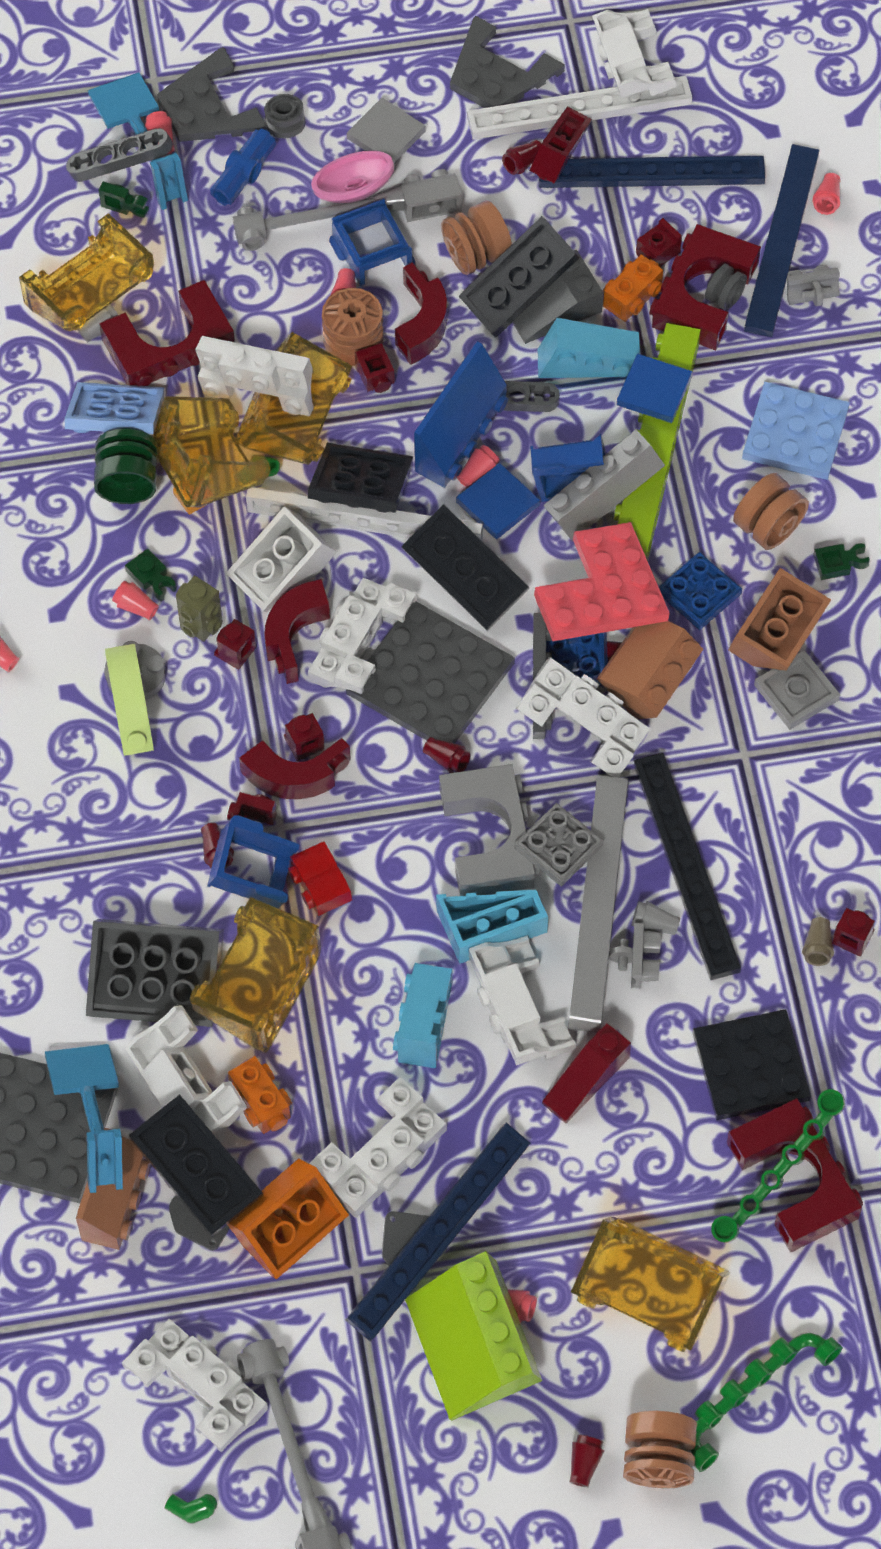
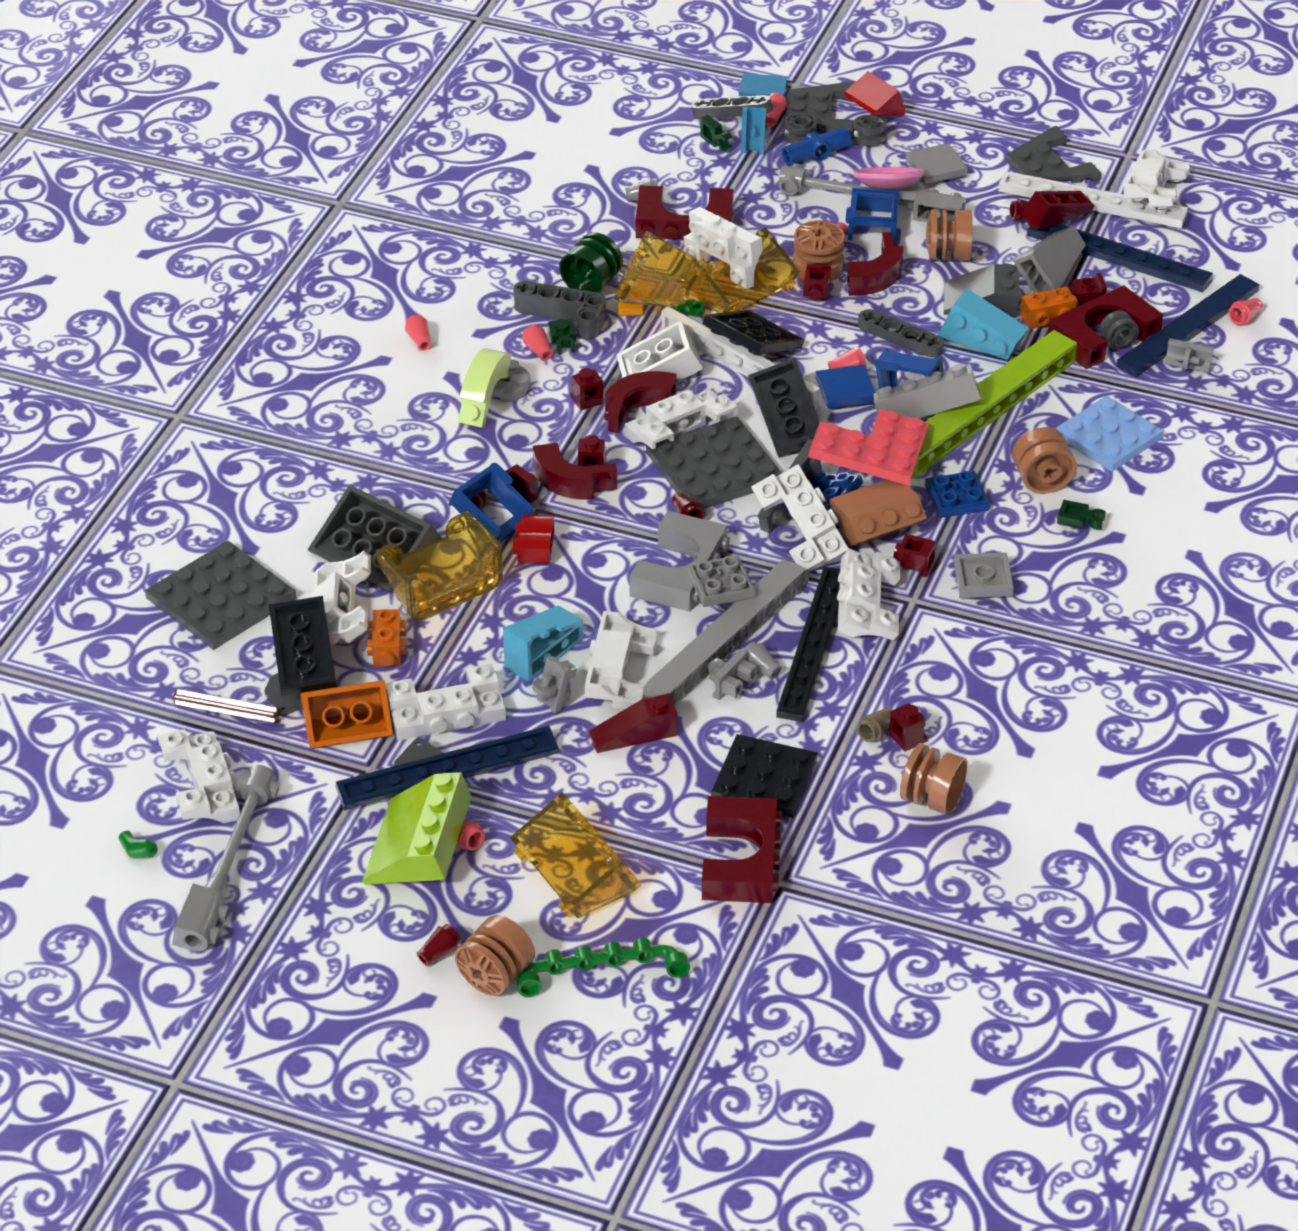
camera: 30 degrees right, 20 degrees down
(84, 1072) = (239, 584): dark azure piece -> none
(90, 279) = (676, 158): clear yellow windscreen -> none
(106, 1214) = (233, 640): nougat slope -> none
(114, 407) = (623, 236): light blue plate -> none
(119, 526) = (564, 303): none -> dark grey beam
(152, 1273) = (226, 706): none -> axle
(199, 609) = (574, 353): olive brick -> none
(209, 148) = (798, 126): none -> dark grey wheel
(264, 67) = (876, 96): none -> slope
(459, 417) = (849, 316): blue slope -> none
(480, 1067) = (553, 686): none -> light grey hips
(490, 918) = (641, 605): medium azure wedge -> none
(519, 276) = (963, 265): black plate -> none
(599, 222) = (1050, 260): none -> light grey slope
(654, 388) = (1010, 357): blue tile -> none
(700, 782) = (861, 595): none -> white bracket
(716, 698) = (915, 553): none -> dark red brick
(727, 1228) = (692, 852): green bar -> none
(779, 623) = (996, 523): nougat slope -> none

